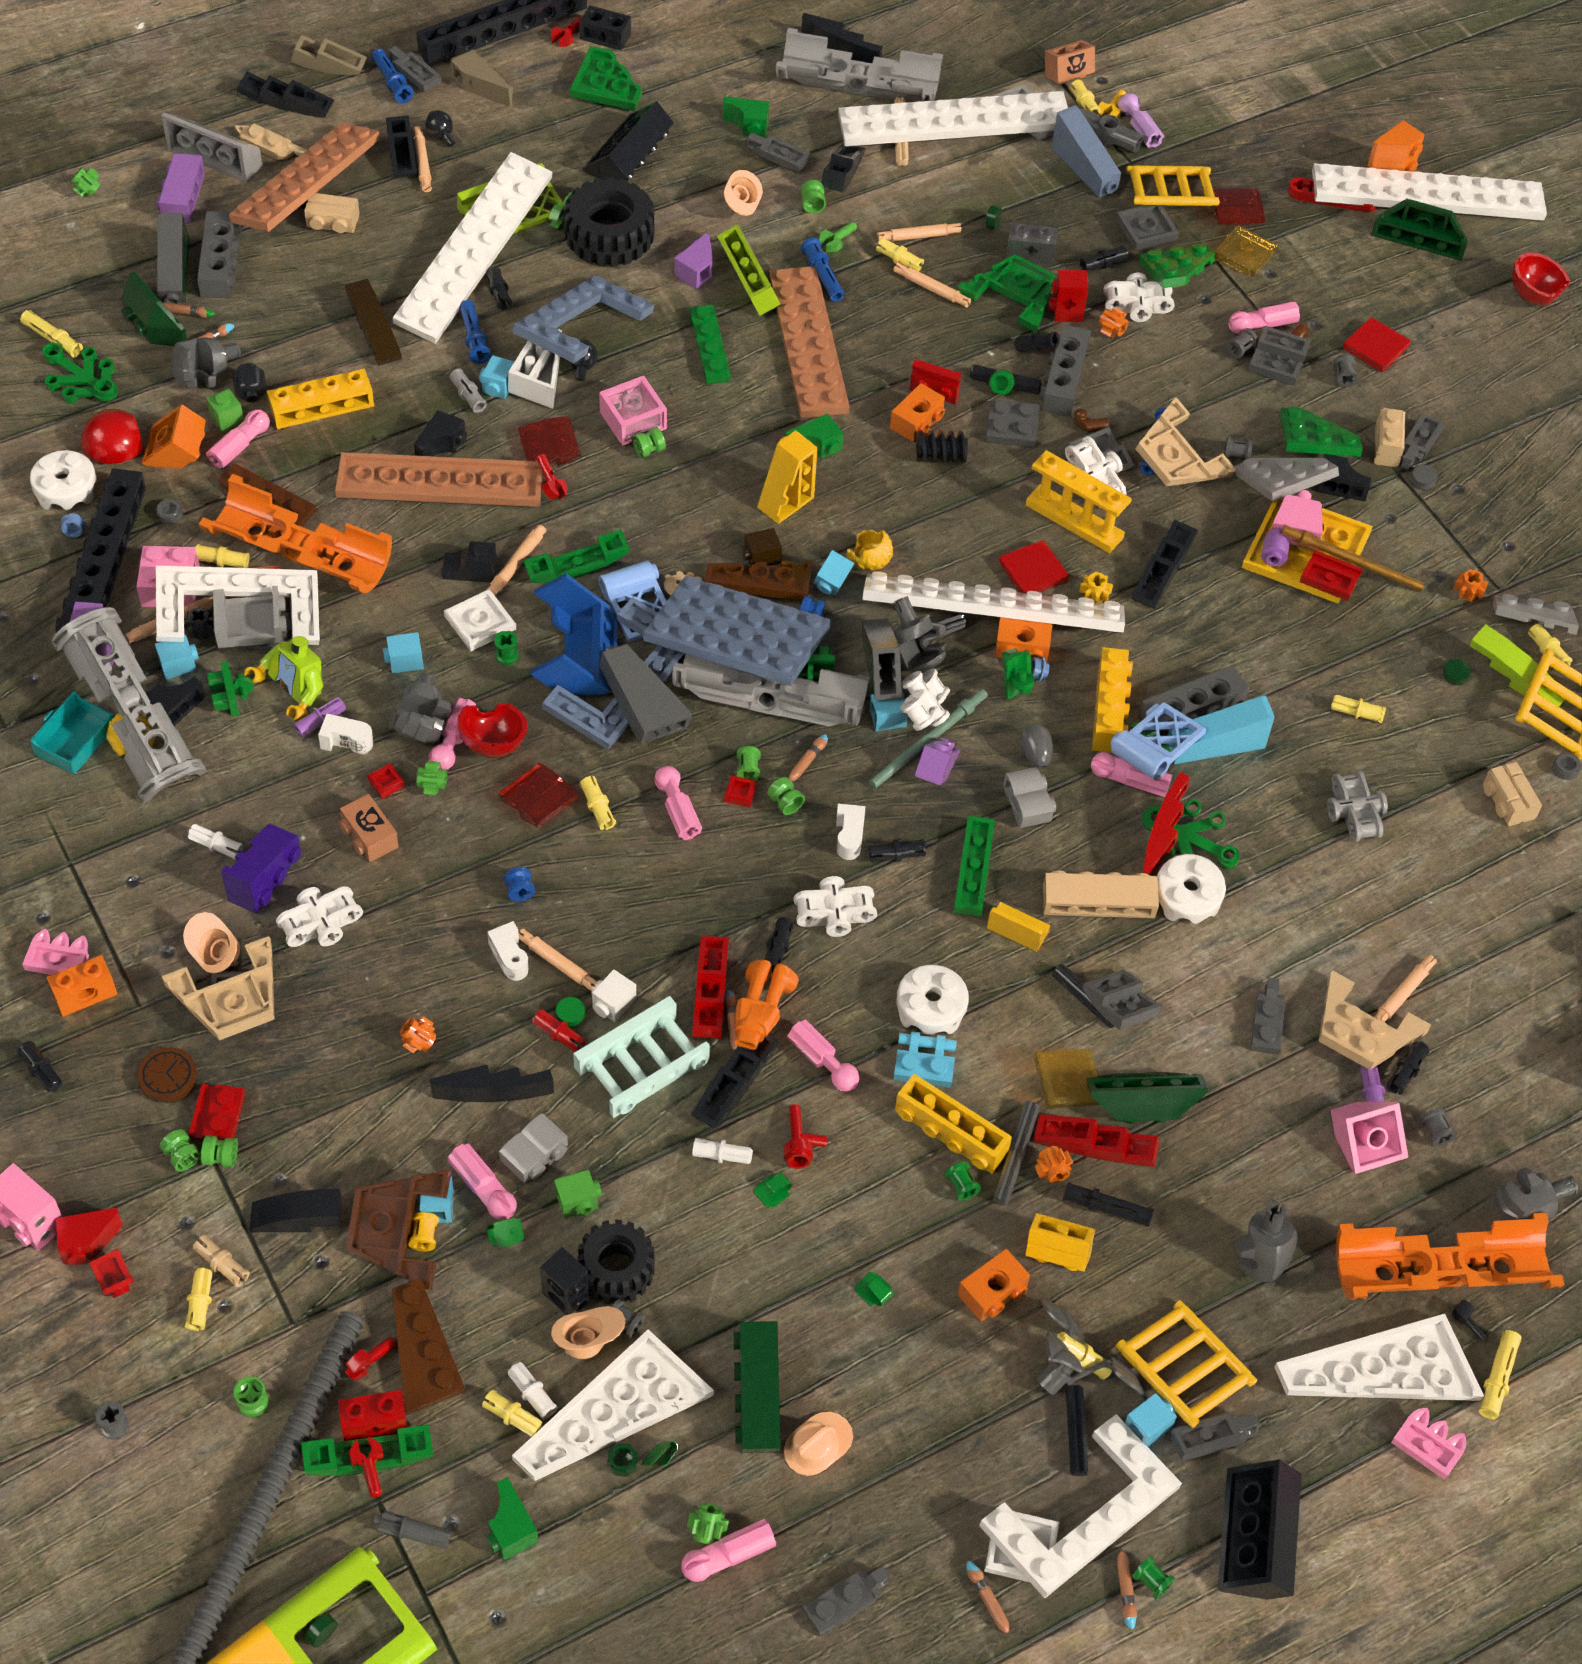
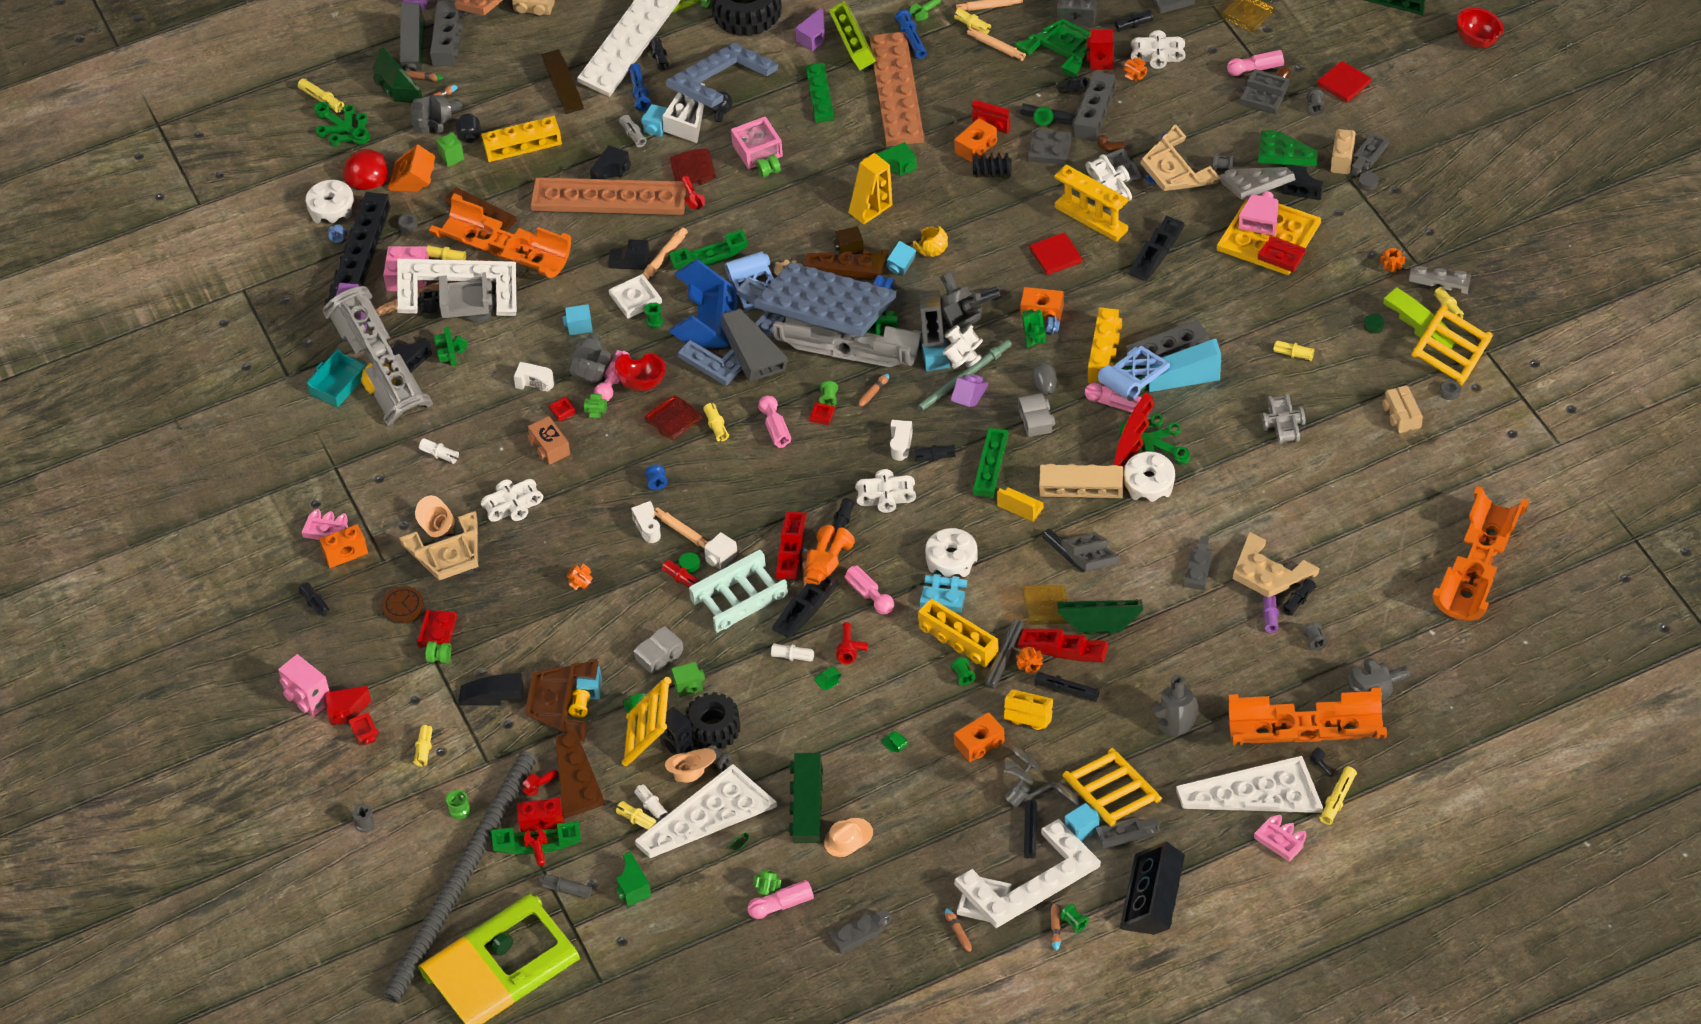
camera: 10 degrees right, 5 degrees down
(176, 658) = (412, 325): medium azure brick -> none
(178, 1148) = (411, 652): bright green wheel -> none
(221, 1261) = (438, 722): tan pin -> none
(238, 438) = (459, 169): bright pink piece -> none
(261, 868) = (470, 467): dark purple wedge -> none
(295, 670) = (496, 331): lime torso -> none
(316, 718) = (511, 367): medium lavender axle -> none
(481, 1086) = (625, 611): black slope -> none
(483, 1182) = (621, 671): bright pink piece -> none
(532, 1294) = (651, 732): none -> yellow bar
(622, 1459) = (711, 845): dark green tile -> none
(786, 796) = (853, 414): bright green wheel -> none
(998, 603) = (1027, 278): white plate -> none
(1085, 1354) = (1039, 780): light yellow pin -> none
(1096, 587) = (1101, 266): yellow gear -> none
(1176, 265) = (1188, 24): green plate -> none
(1242, 343) = (1236, 82): dark grey bush -> none
(1275, 548) = (1241, 234): medium lavender brick -> none
(1307, 539) = (1263, 226): pearl gold bar -> none
(1370, 1134) = (1263, 640): bright pink slope -> none
(1405, 989) = (1304, 544): light nougat piece -> none

